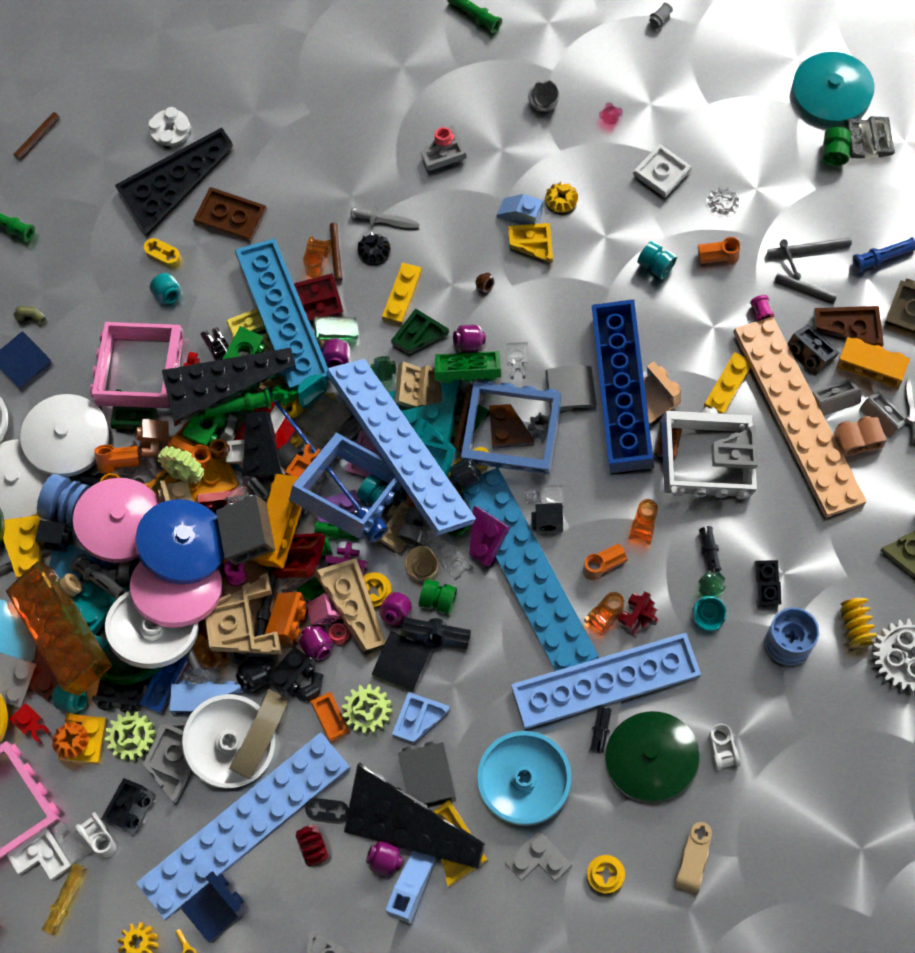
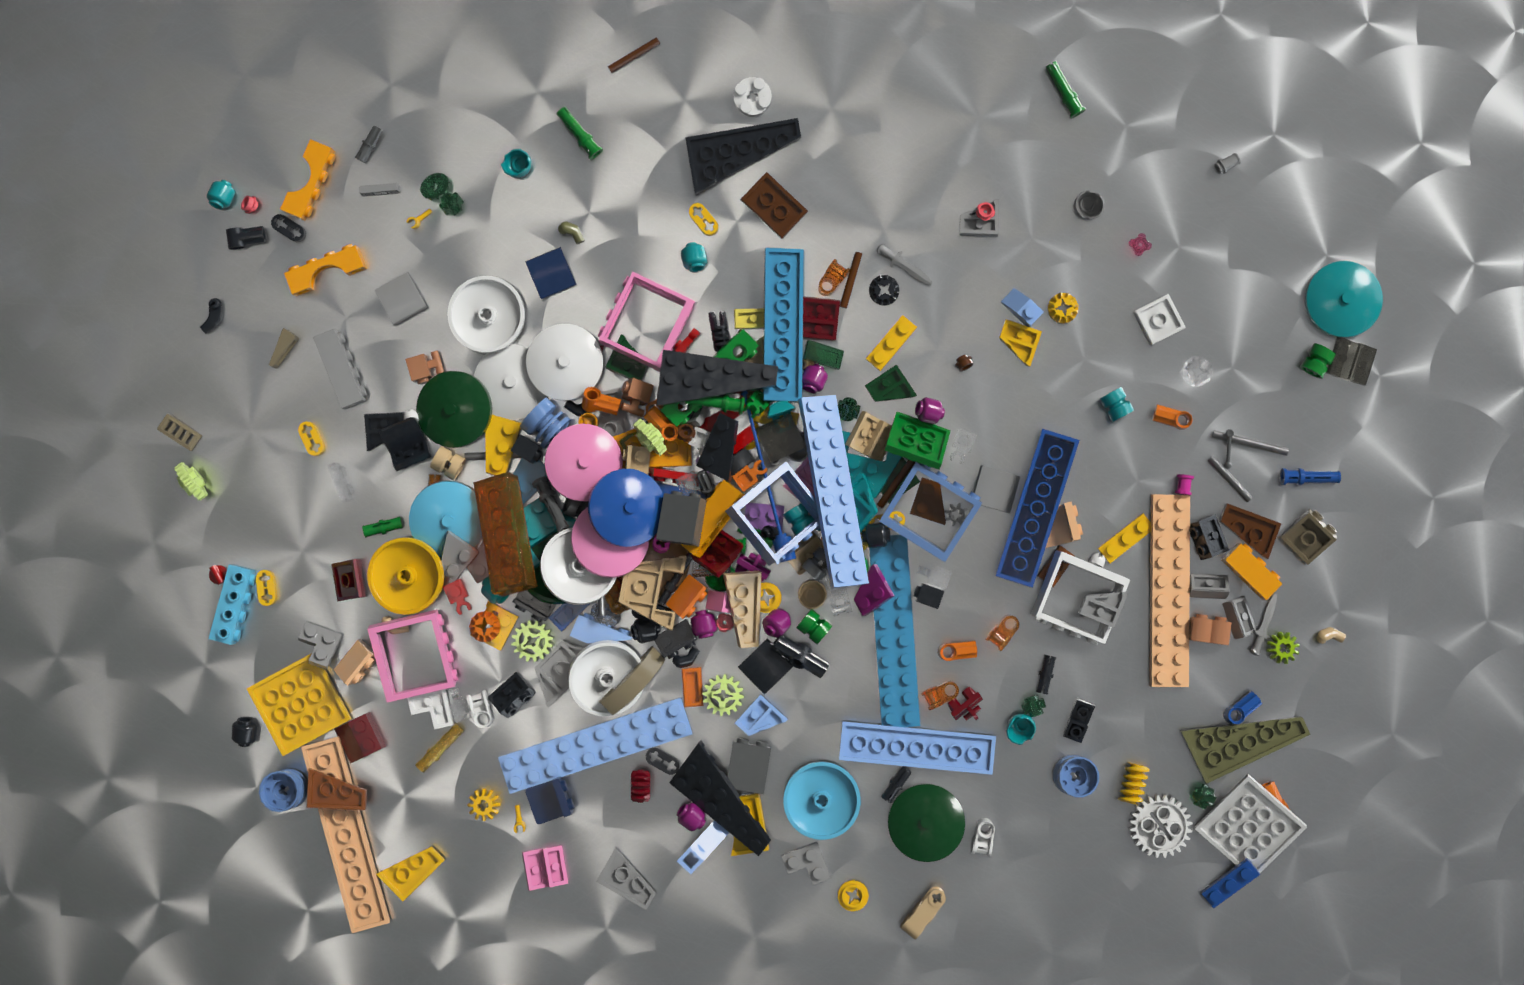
camera: 20 degrees right, 20 degrees up
(71, 584) = (527, 498): tan tile -> none

